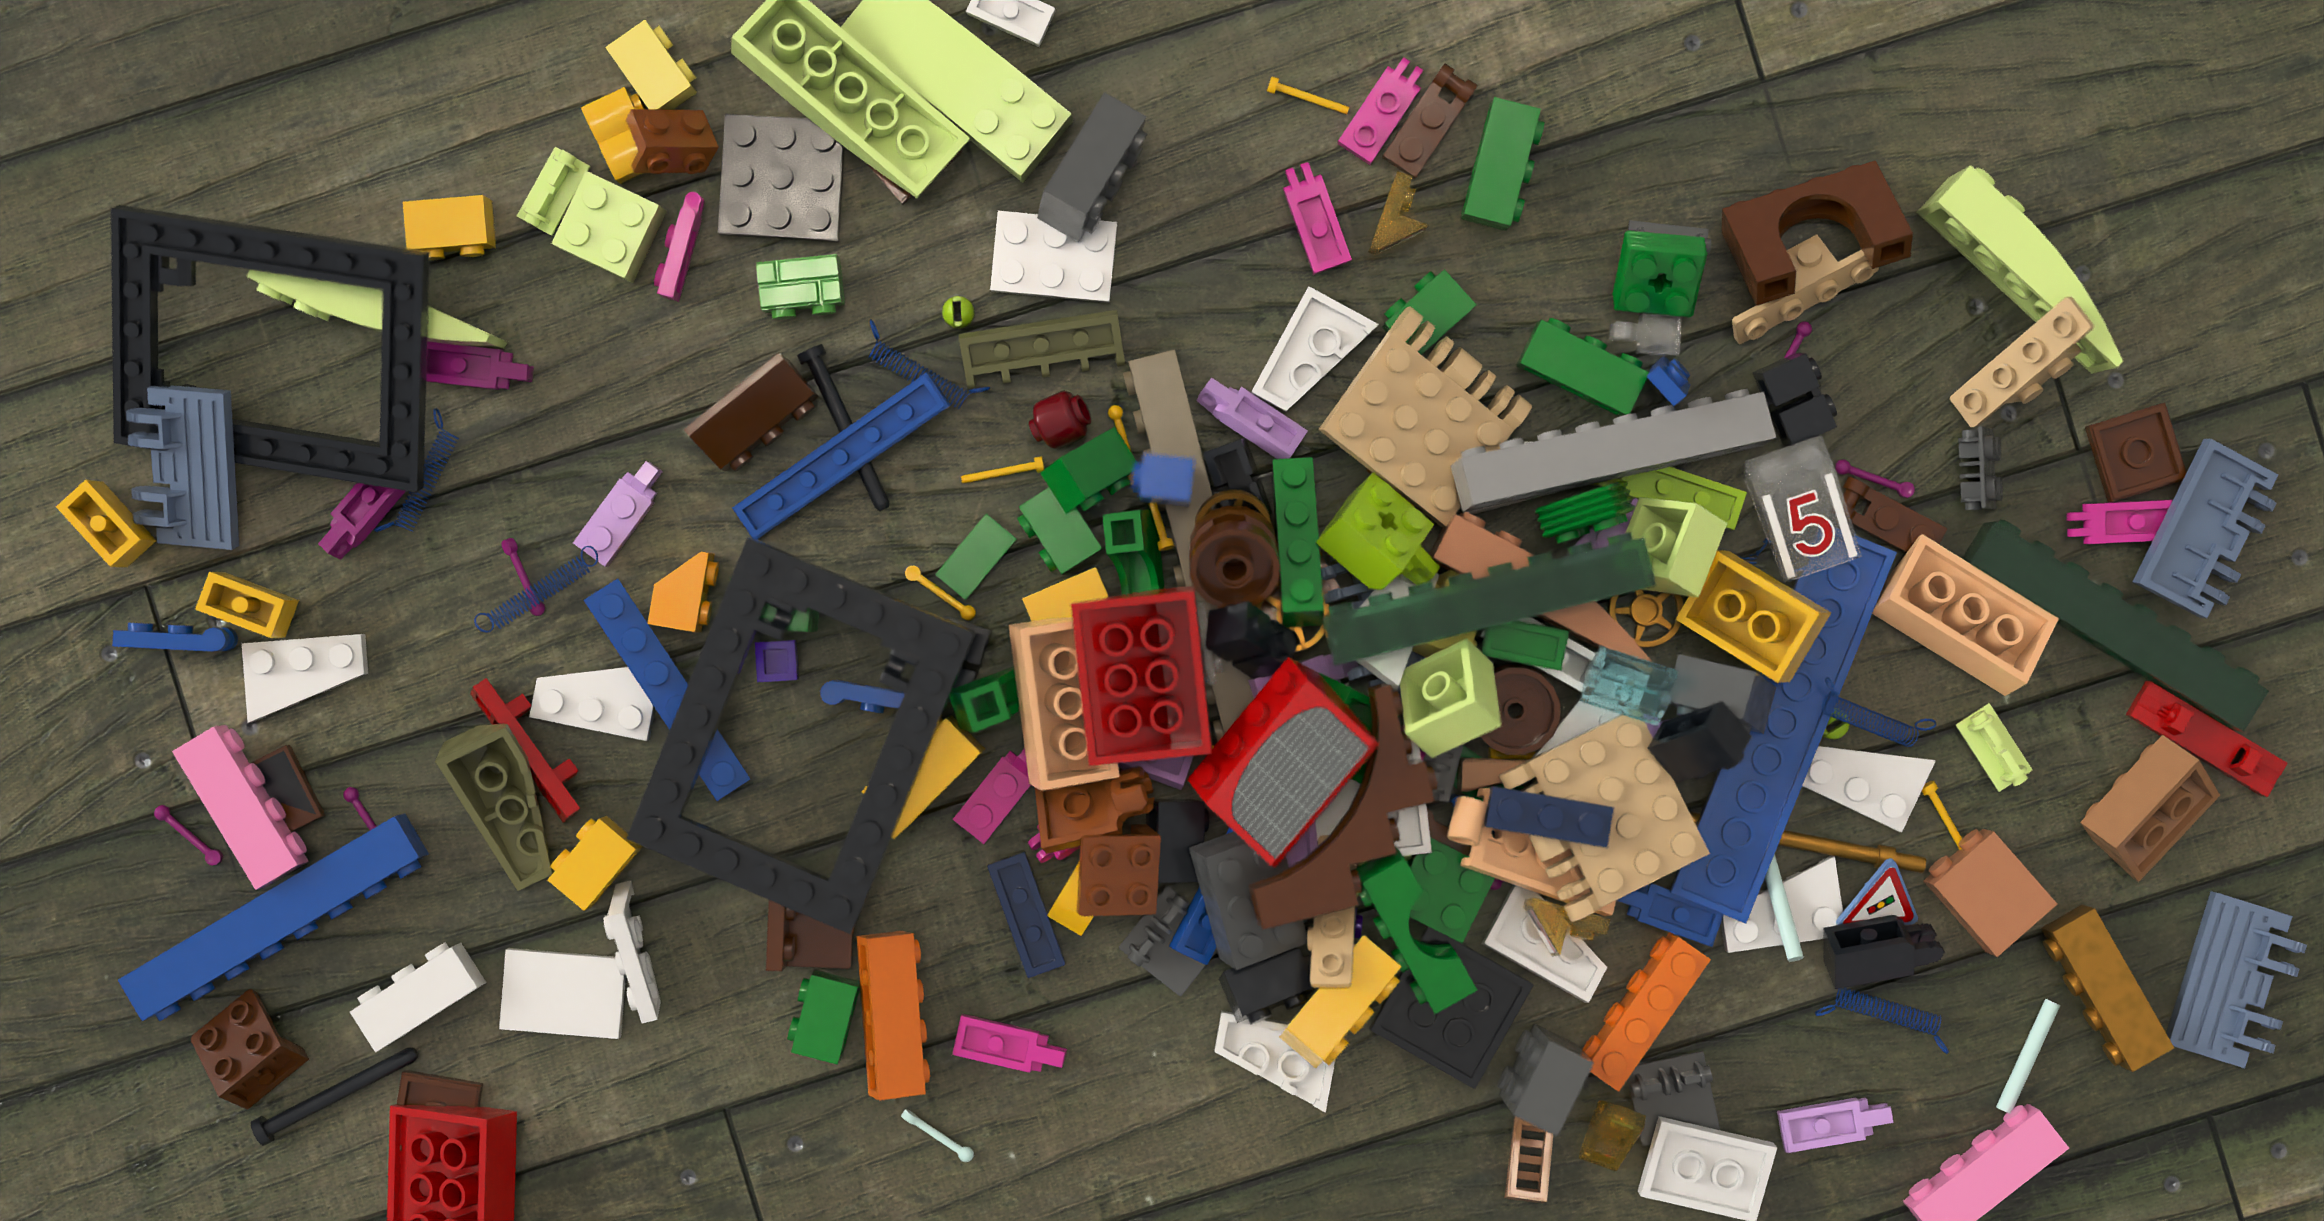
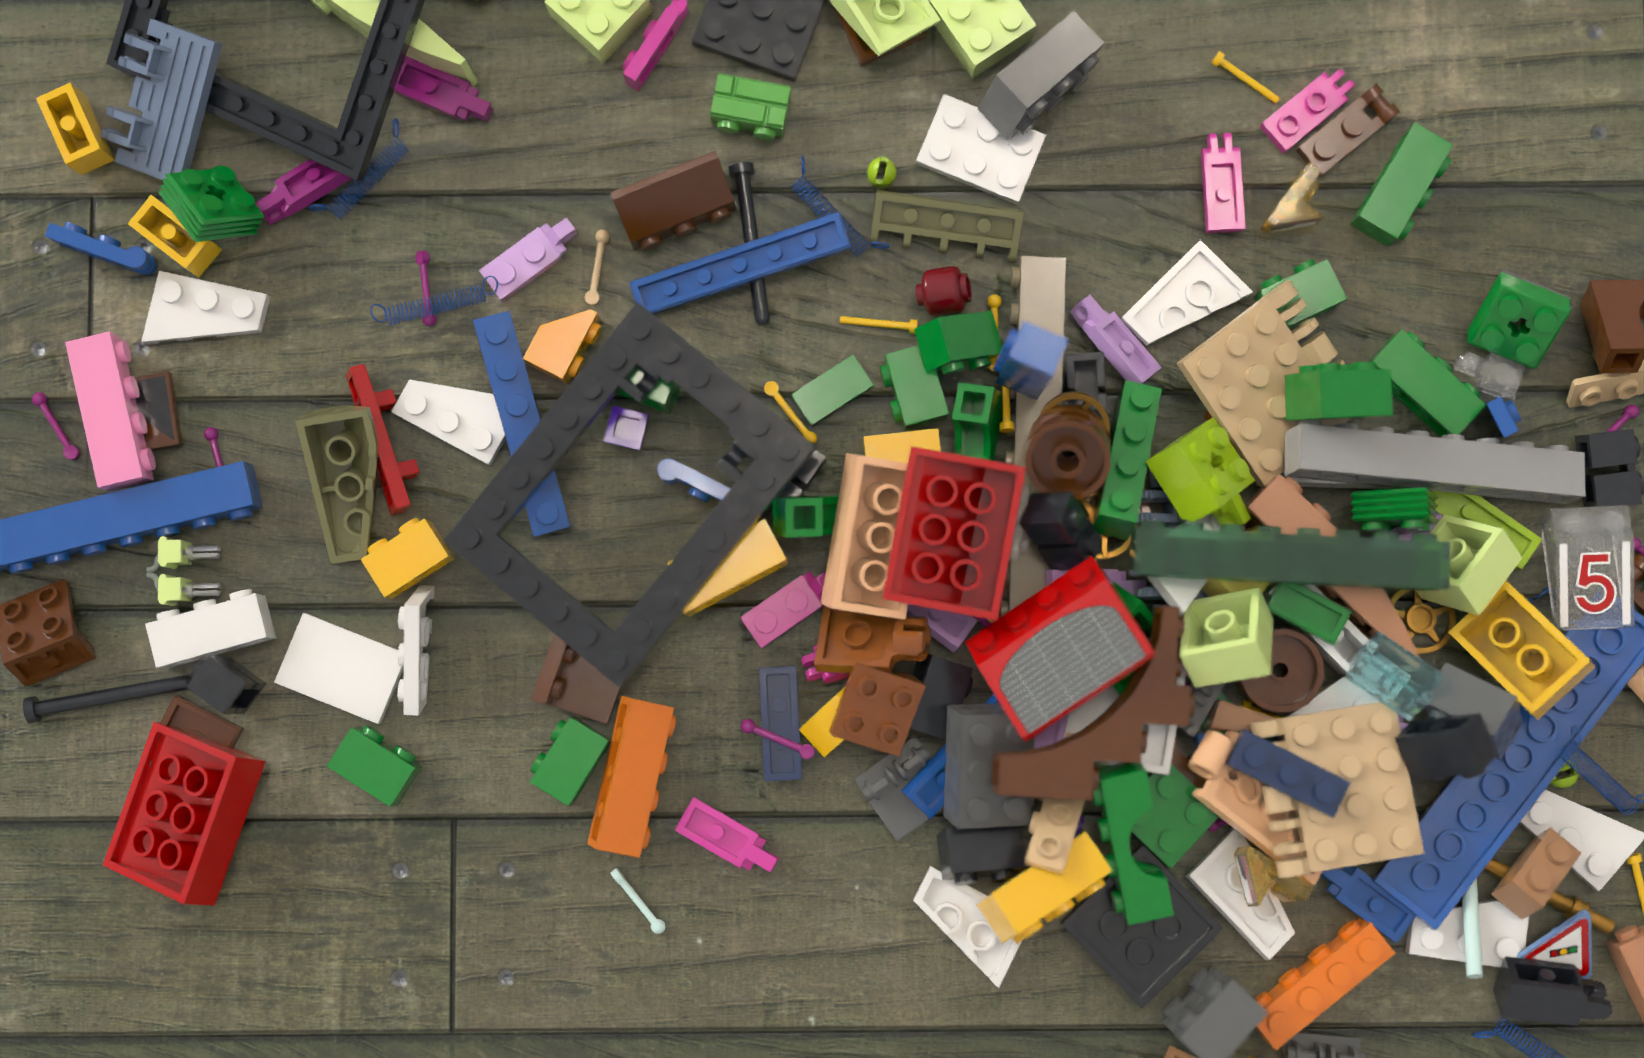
camera: 15 degrees right, 5 degrees down
(274, 561) = (211, 203): none -> green brick
(365, 966) = (178, 589): none -> yellowish green piece
(451, 1048) = (225, 684): none -> black piece
(629, 1081) = (375, 765): none -> green brick
(698, 533) = (592, 296): none -> tan hinge
(1061, 935) = (806, 750): none -> magenta hinge
(1491, 413) = (1338, 391): none -> green brick
(1831, 836) = (1536, 873): none -> medium nougat brick

